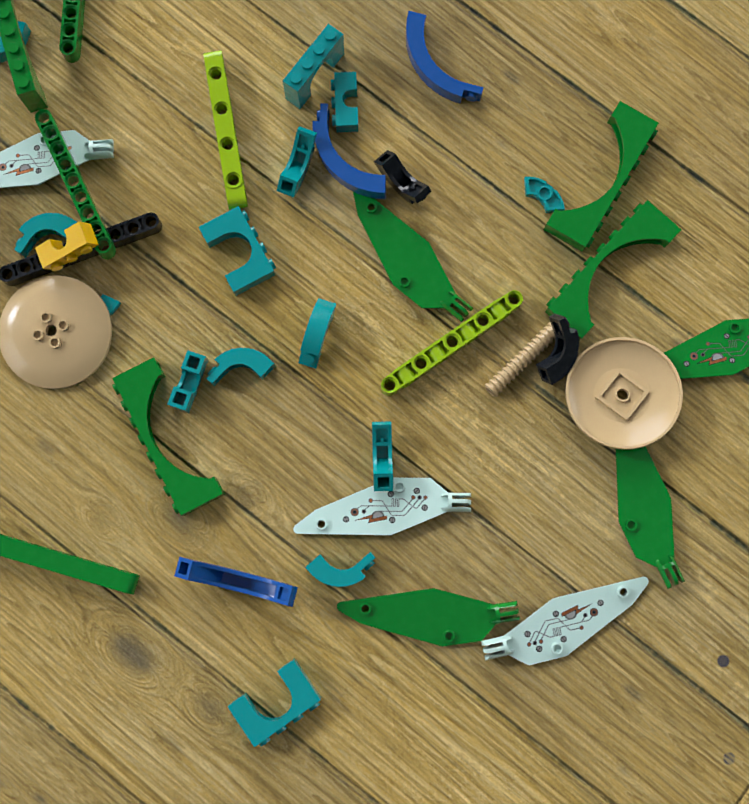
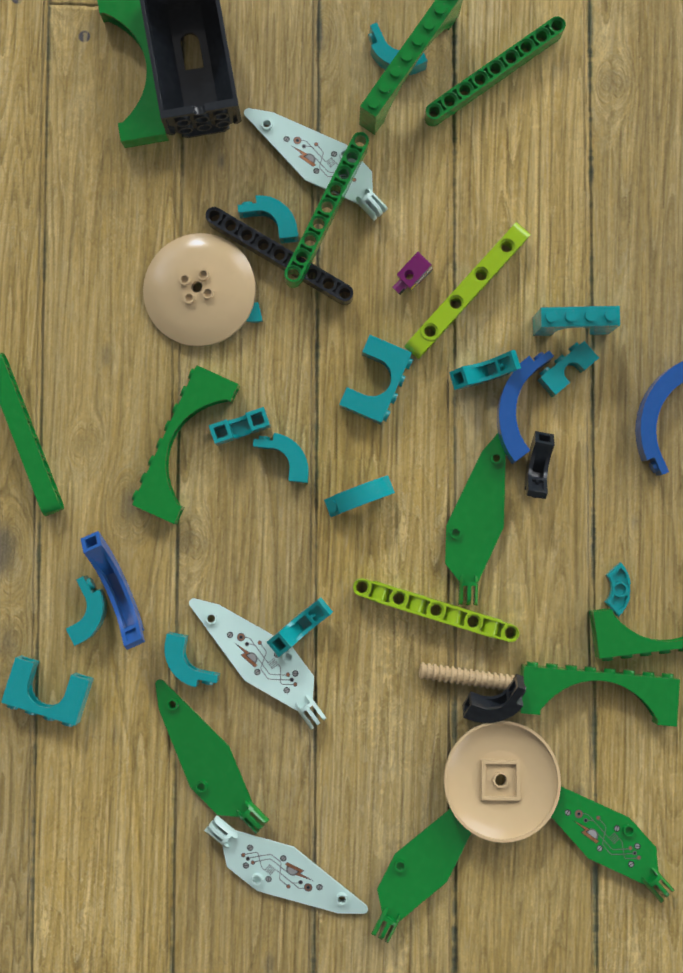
camera: 60 degrees right, 5 degrees up
(79, 241) = (281, 253): yellow arch -> none
(177, 151) = (418, 267): none -> magenta torso
(247, 620) = (94, 614): none -> teal arch

